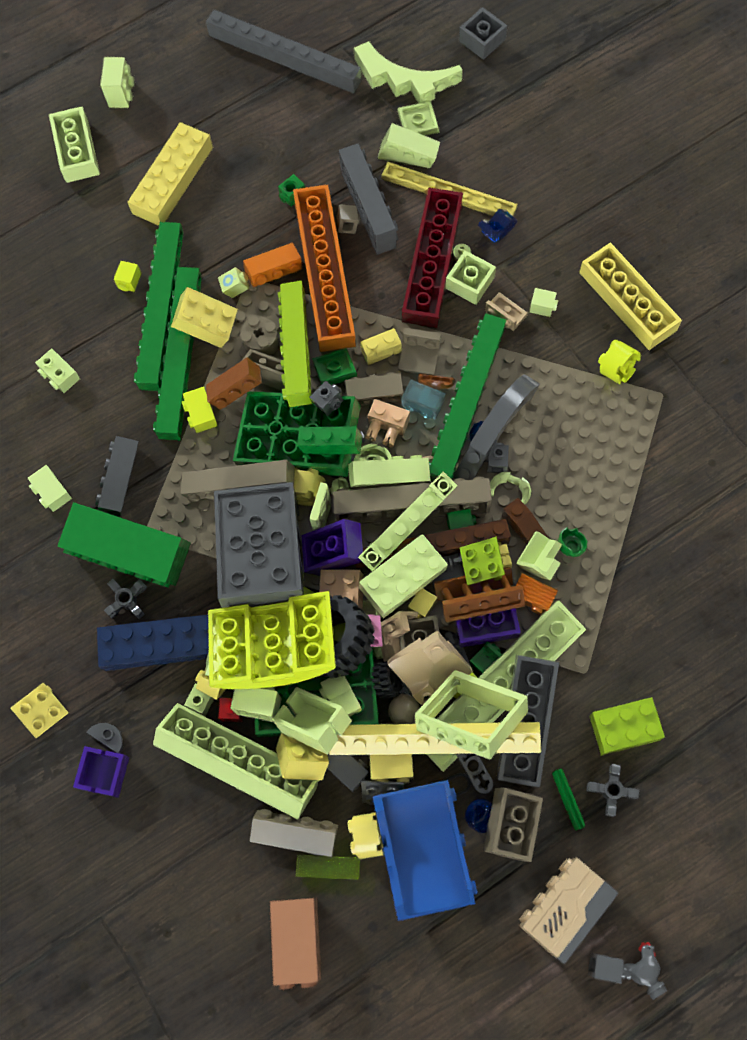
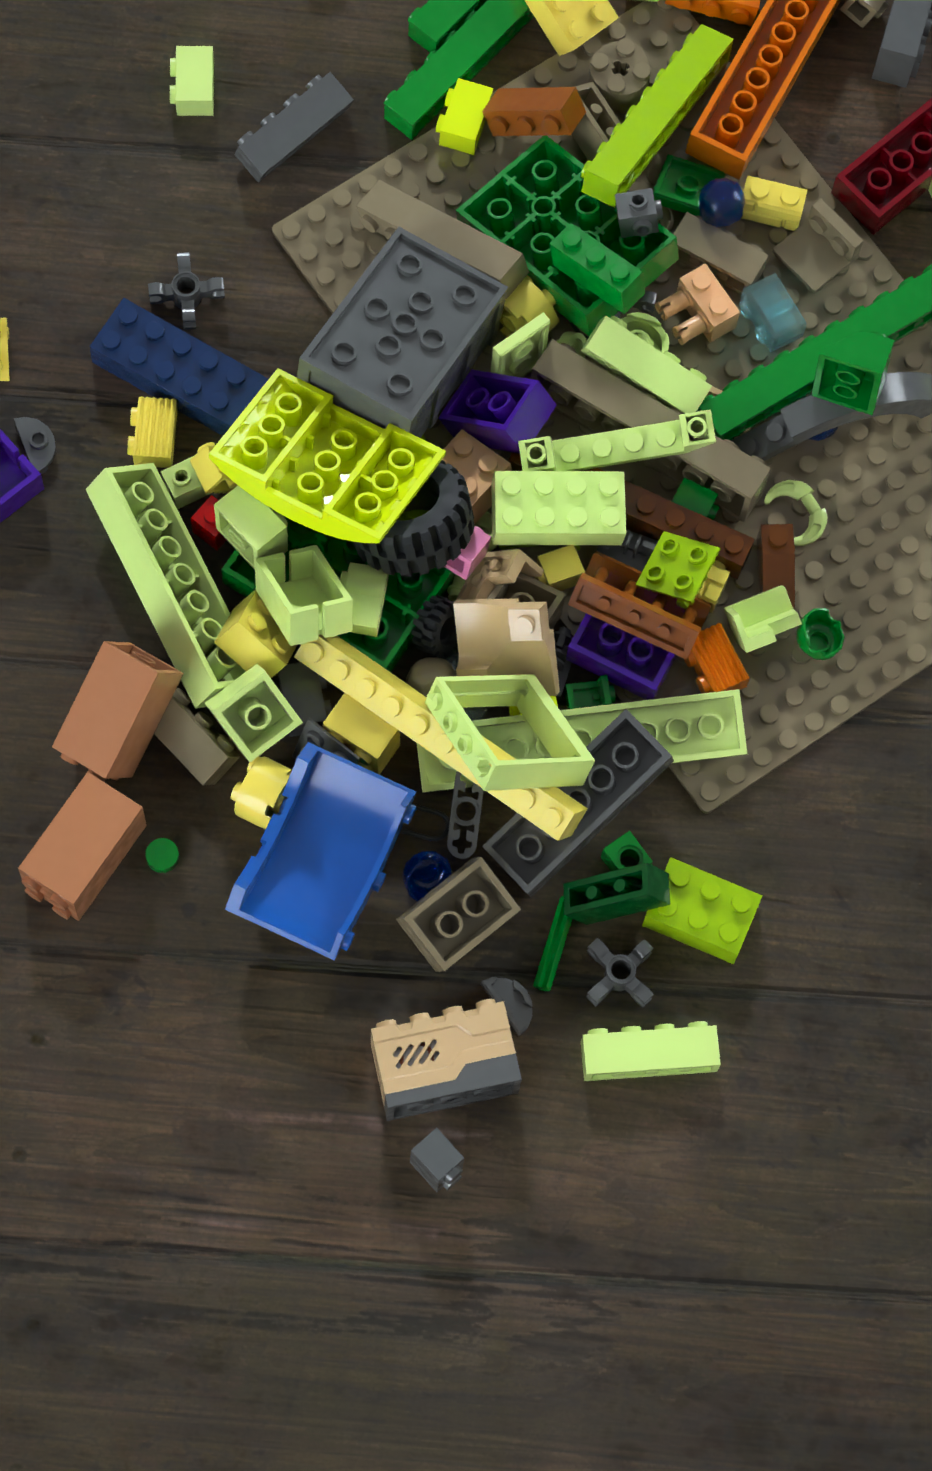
camera: 25 degrees right, 0 degrees up
(123, 545) = (235, 220): green brick -> none
(164, 684) = (154, 431): none -> light yellow brick
(259, 854) = (117, 711): none -> nougat brick
(328, 867) = (188, 797): clear neon green plate -> none
(331, 801) = (253, 712): none -> yellowish green brick
(337, 909) = (162, 855): none -> green tile
(358, 363) = (721, 202): none -> clear blue hair
(436, 382) = (810, 303): dark orange plate -> none
(498, 458) = (810, 459): dark grey brick -> none
(499, 400) = (854, 370): none -> green slope
(562, 732) = (622, 847): none -> green brick
(572, 847) = (516, 1001): none -> dark grey plate
(583, 753) = (616, 893): none -> dark green brick
(647, 971) = (484, 1208): dark grey animal -> none
(660, 820) = (650, 1052): none -> yellowish green brick

